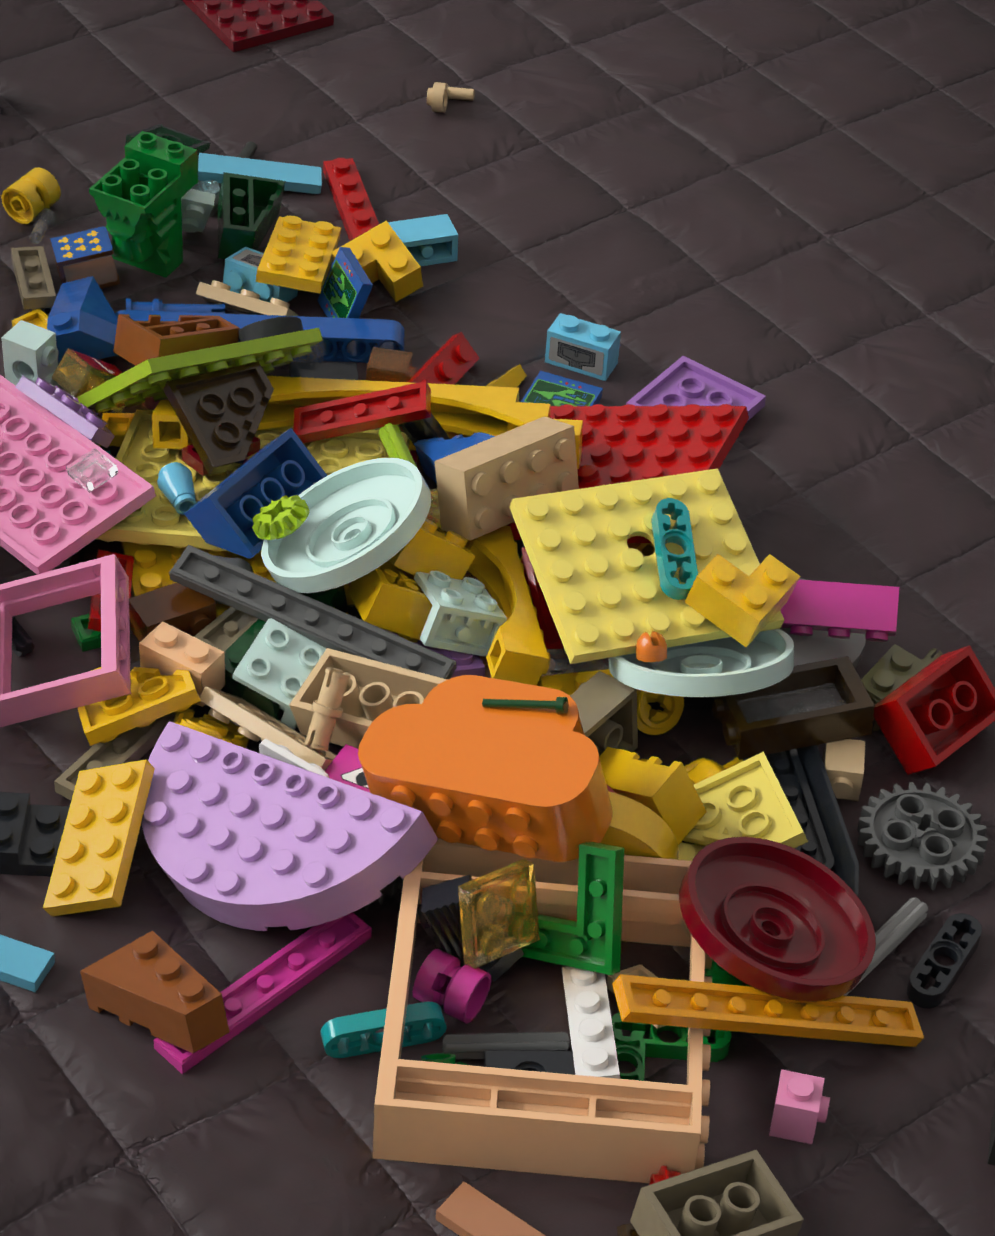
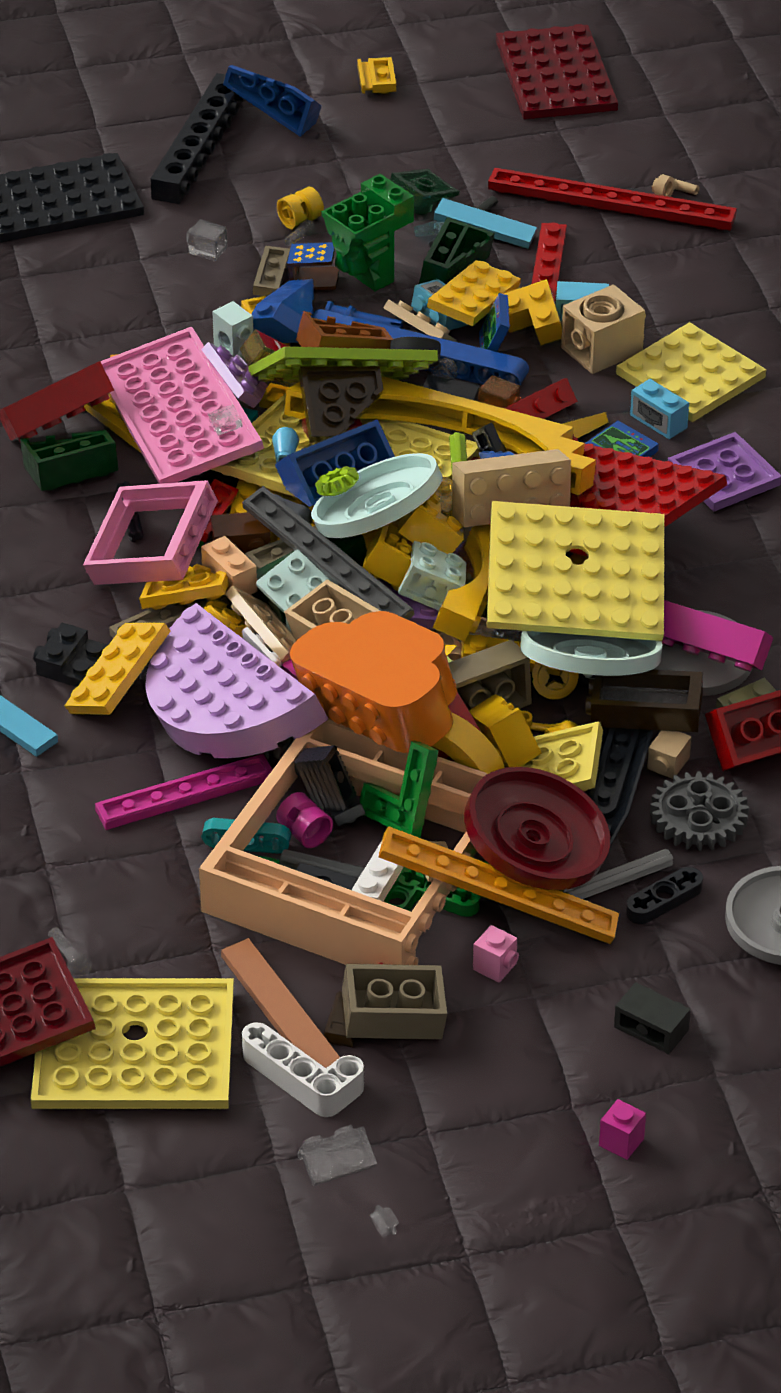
camera: 25 degrees right, 0 degrees up
(41, 31) = (377, 75): none -> yellow plate
(159, 991) = (105, 771): dark orange wedge -> none
(196, 210) = (410, 243): light aqua bracket -> none
(327, 709) = (302, 617): tan pin -> none
(363, 412) = (444, 420): red plate -> none
(386, 120) = (612, 199): none -> red plate
(470, 267) = (602, 328): none -> tan brick
(498, 913) = (346, 776): clear yellow plate -> none
(560, 705) = (431, 643): dark green piece -> none
(588, 288) = (693, 368): none -> light yellow plate
(651, 648) = (548, 633): orange hinge -> none
(681, 535) = (587, 570): teal beam -> none
(741, 602) = (629, 613): yellow brick -> none

